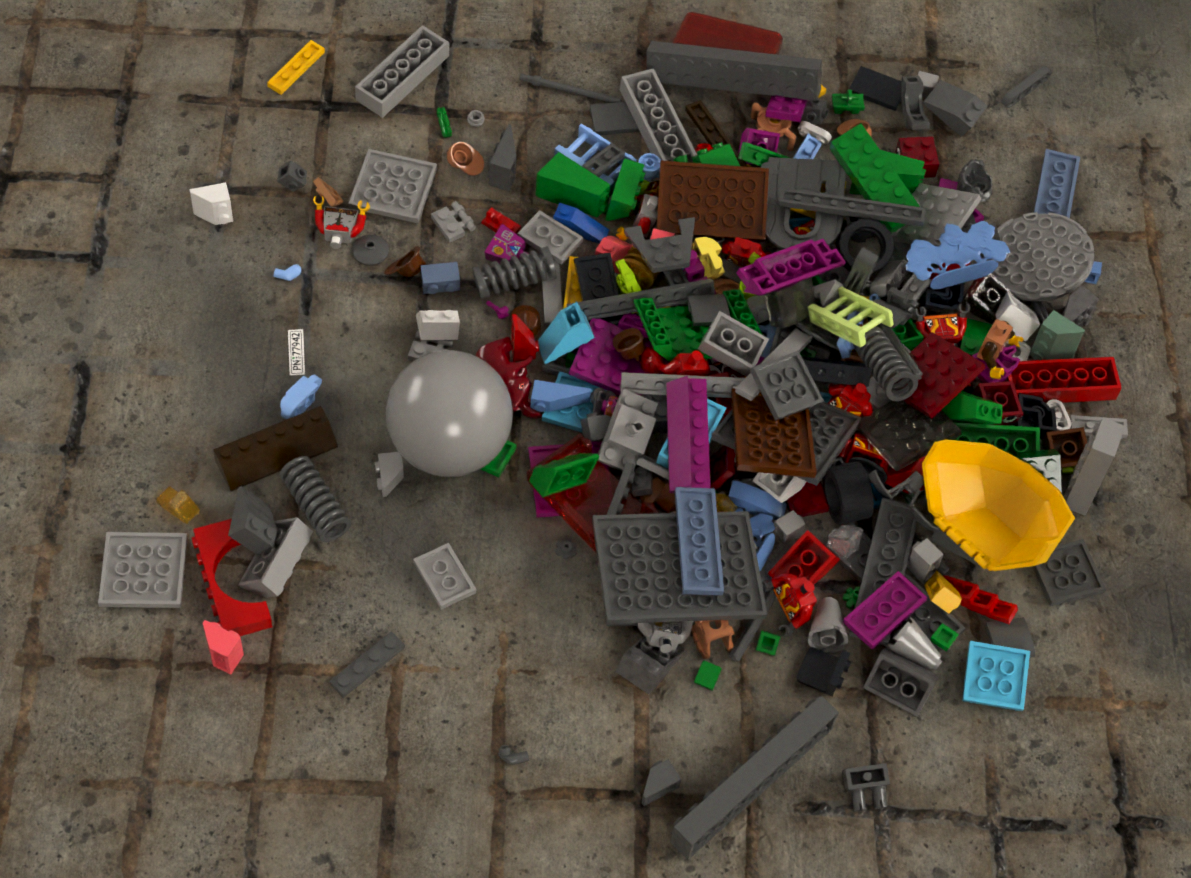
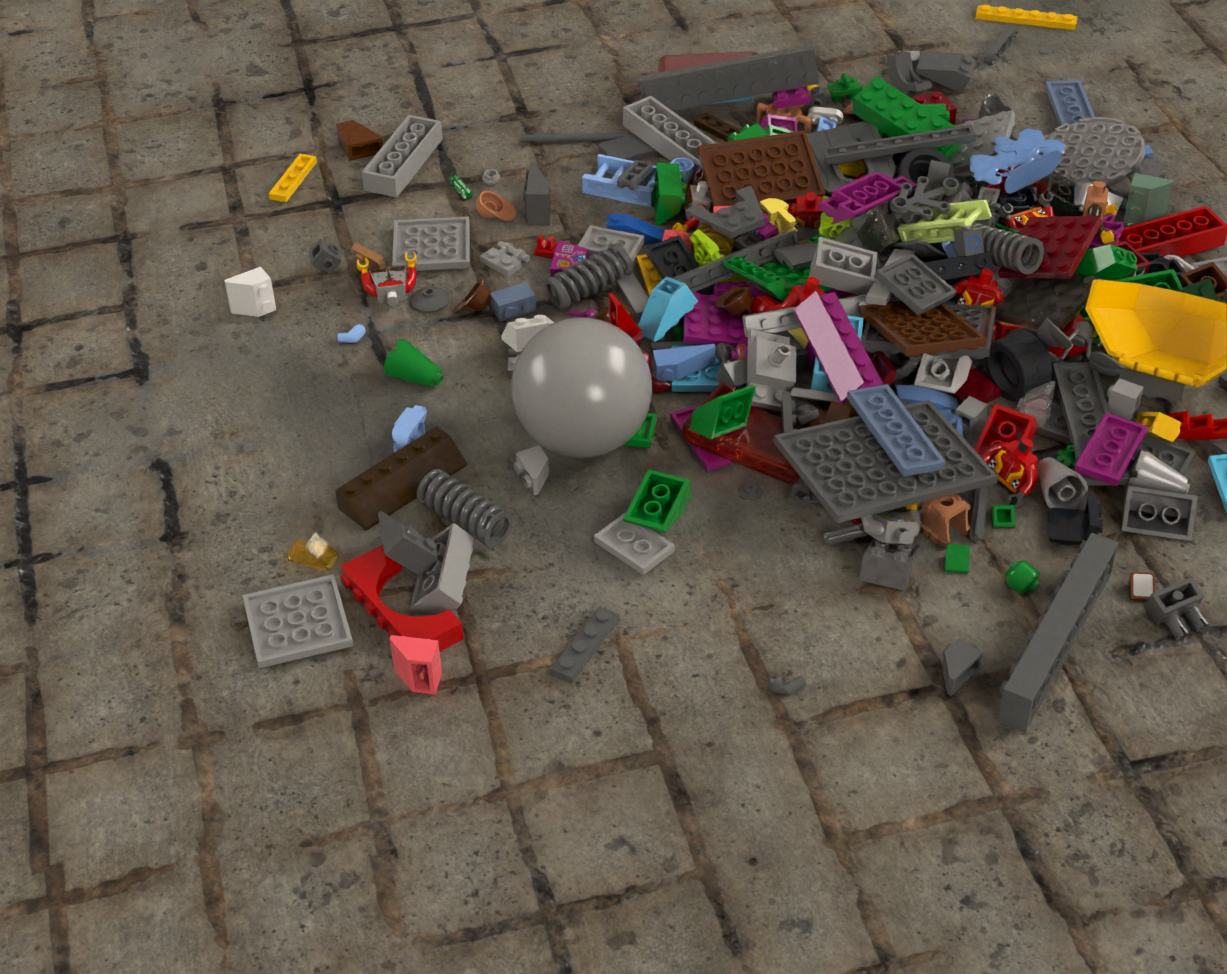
camera: 10 degrees left, 15 degrees down
(296, 352) = (387, 397): white sticker -> none
(325, 328) = (411, 366): none -> green cone
(369, 37) = (358, 140): none -> reddish brown slope
(478, 543) = (659, 501): none -> green slope
(572, 185) = (610, 194): green slope -> none
(752, 712) = (1022, 577): none -> green head
(839, 286) = (902, 205): none -> dark grey plant
(850, 751) = (1141, 585): none -> white slope
(855, 352) = (968, 241): none -> dark grey brick
(877, 88) = (865, 73): black tile -> none
(944, 637) = (1181, 461): green plate -> none
(1070, 54) = (1025, 17): none -> yellow plate

